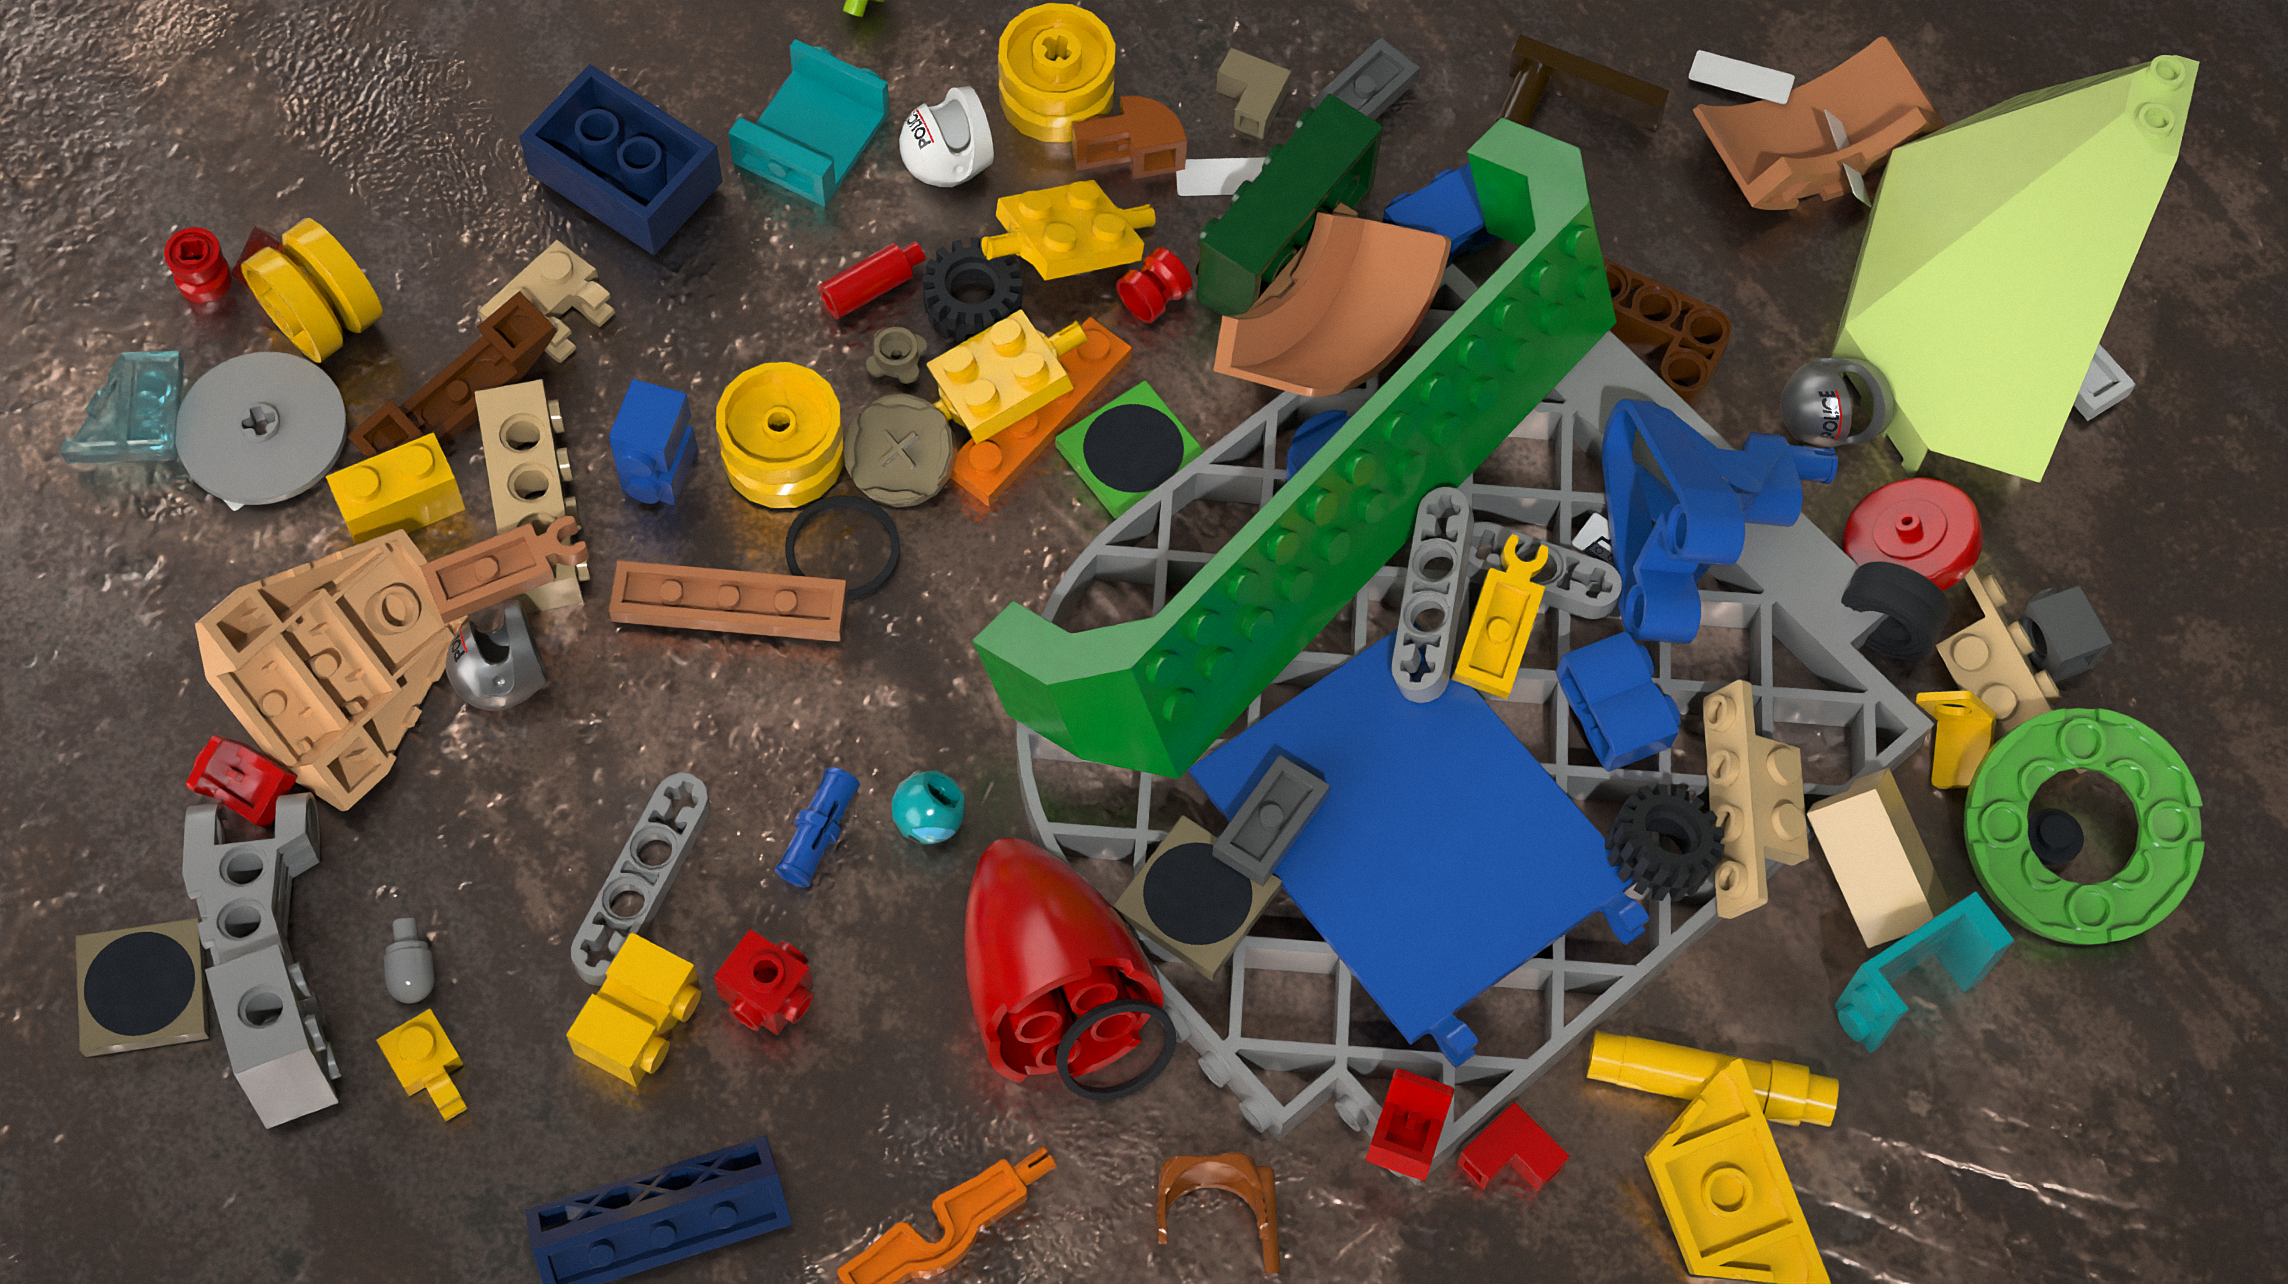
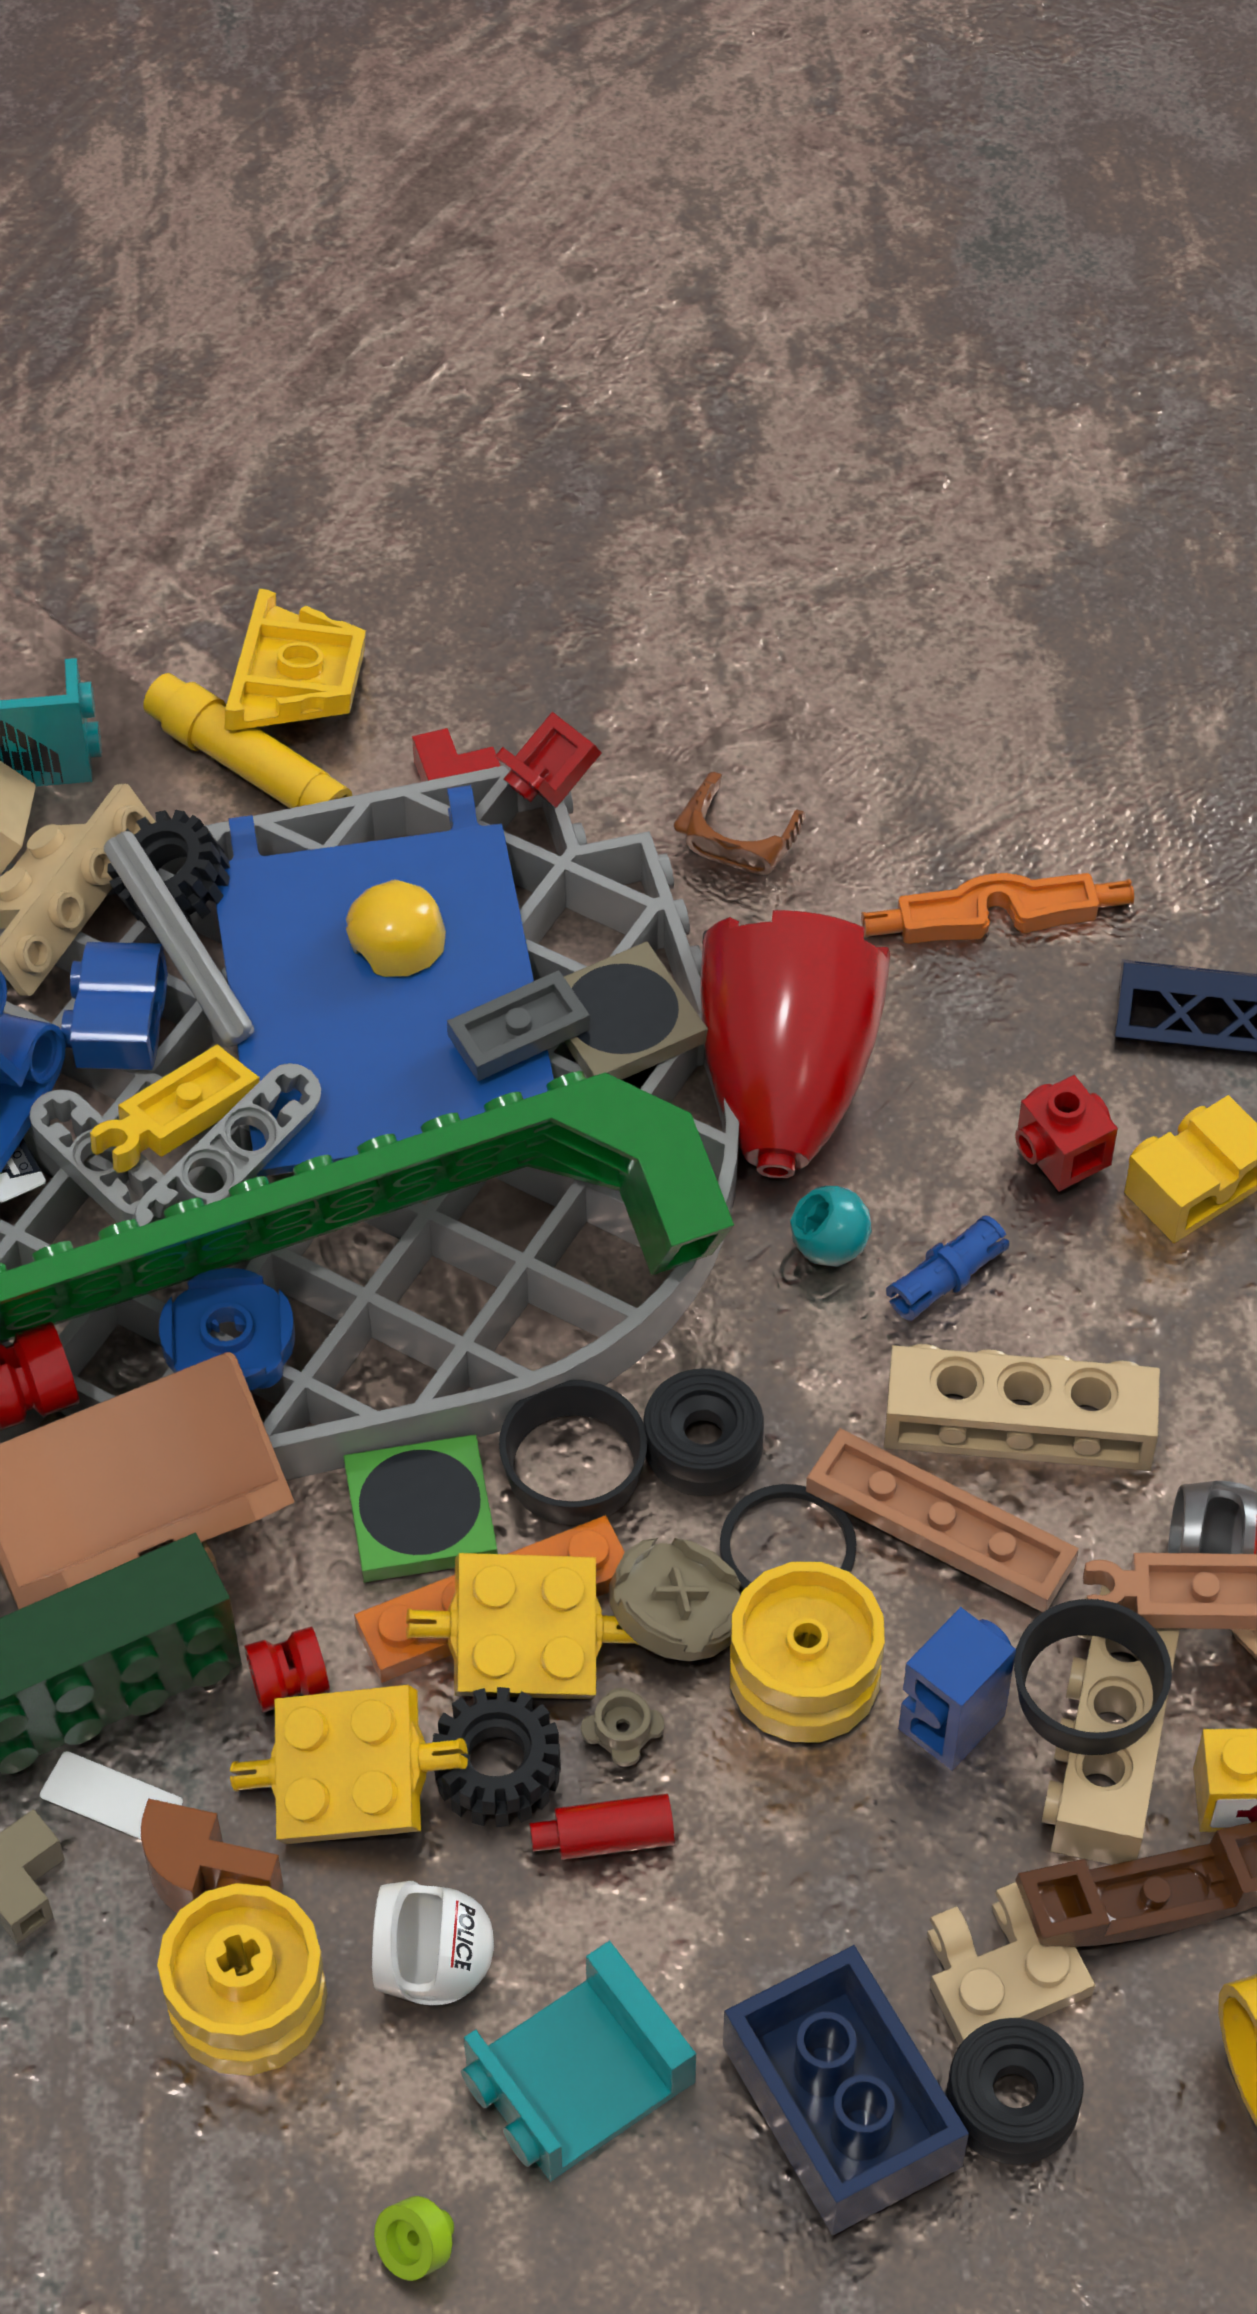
camera: 150 degrees left, 10 degrees down
(501, 194) = (1022, 2049): none -> black tyre
(538, 422) = (1095, 1619): none -> black tyre
(634, 875) = (1150, 1298): light grey beam -> none
(718, 690) = (993, 1426): none -> tan brick
(947, 562) = (703, 1467): none -> black tyre
(1026, 485) = (573, 1399): none -> black tyre
(1433, 871) = (396, 928): none -> yellow hair
(1603, 757) = (179, 939): none -> light grey axle

